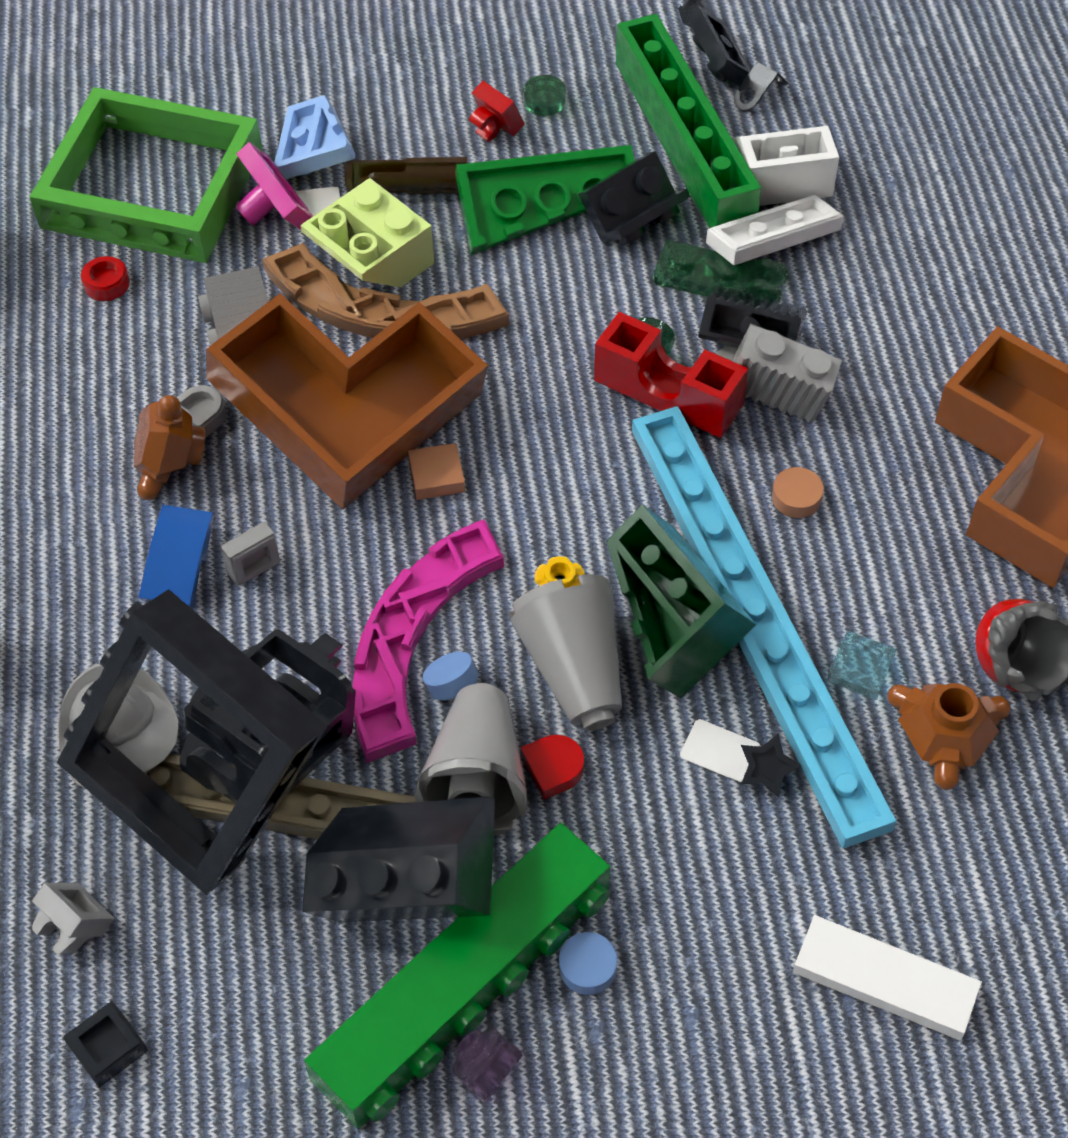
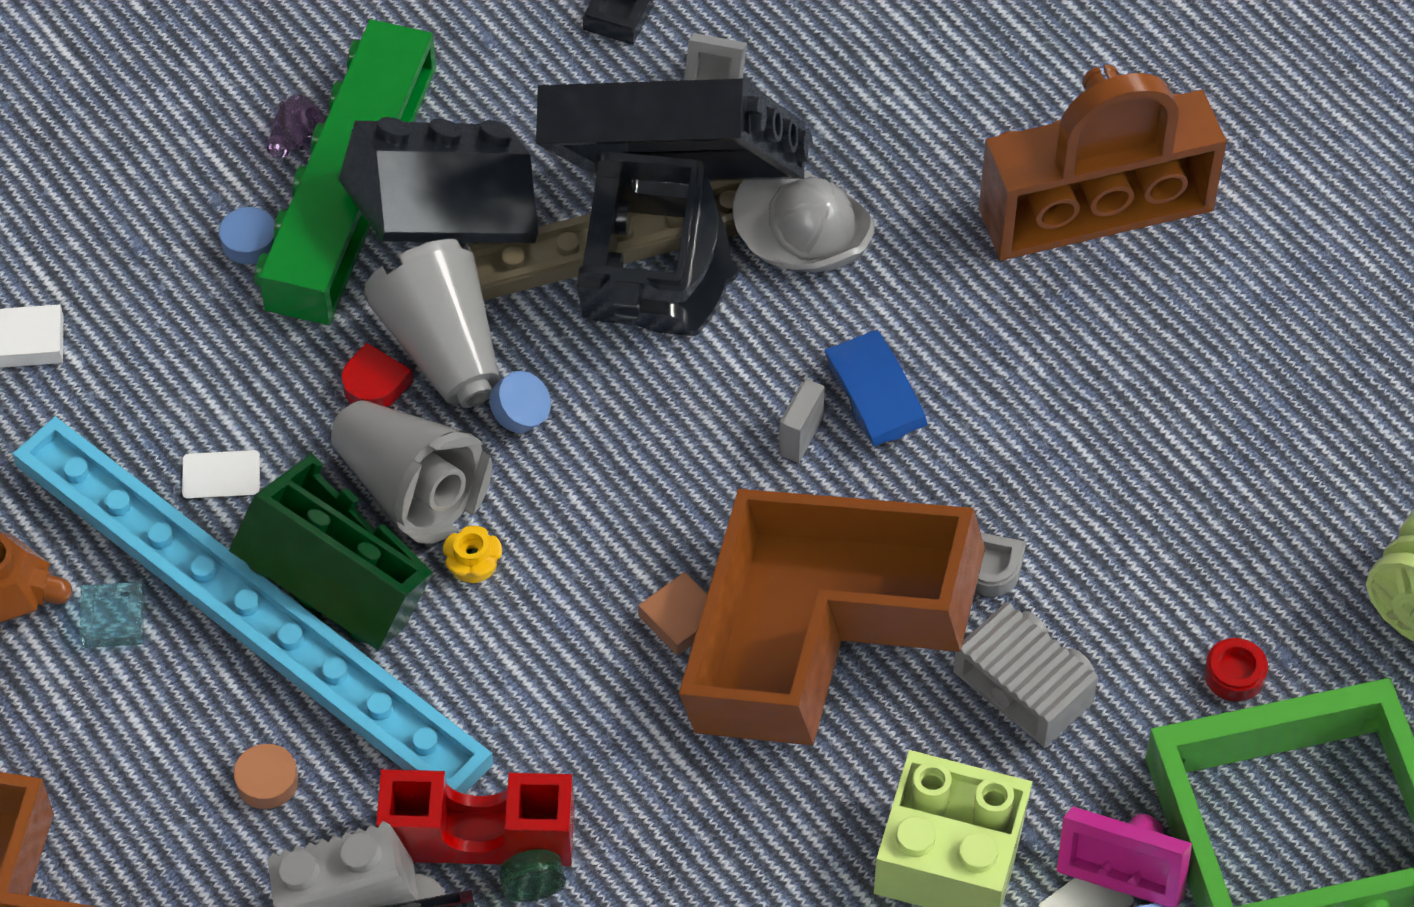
camera: 150 degrees right, 0 degrees up
(165, 444) = (984, 483): dark orange rock -> none
(370, 311) = (866, 784): medium nougat tile -> none
(397, 626) = (611, 441): dark pink tile -> none
(767, 764) = (163, 462): black piece -> none

